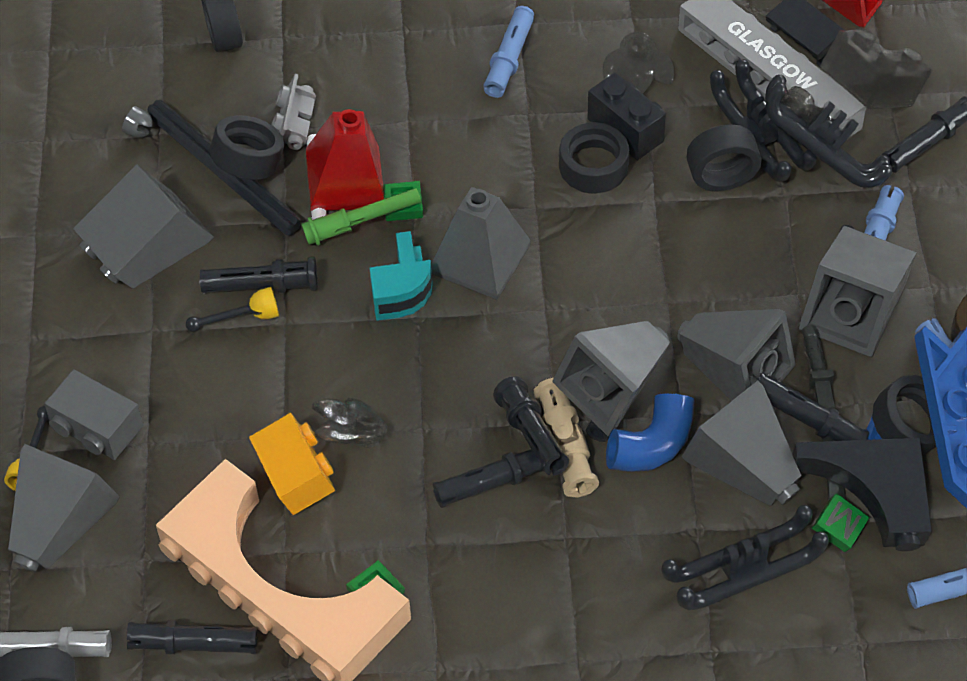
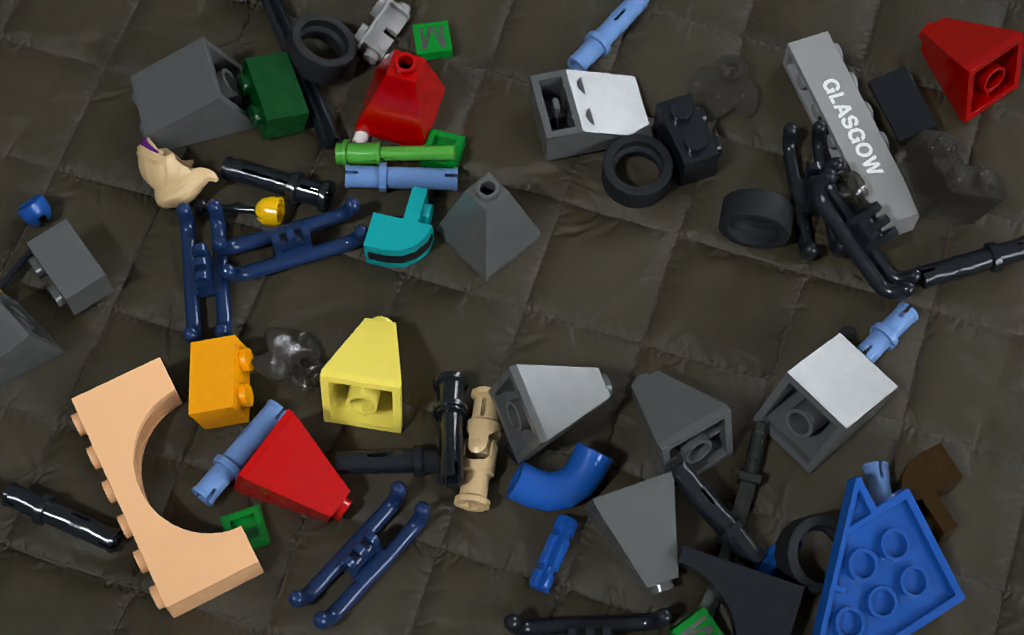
camera: 20 degrees right, 10 degrees up
(30, 380) = (34, 209): none -> blue hinge
(154, 303) = (169, 176): none -> tan hair
(221, 201) = (273, 95): none -> dark green brick
(229, 376) = (202, 272): none -> dark blue piece
(301, 324) = (291, 243): none -> dark blue piece
(335, 535) = (228, 465): none -> medium blue pin
(344, 101) = (432, 40): none -> green tile
(374, 235) = (397, 177): none -> medium blue pin
(403, 516) = (294, 473): none -> red slope
(435, 414) = (364, 379): none -> light yellow slope
(500, 566) = (362, 558): none -> dark blue piece
(519, 123) = (585, 111): none -> dark grey slope
(675, 503) = (553, 553): none -> blue axle

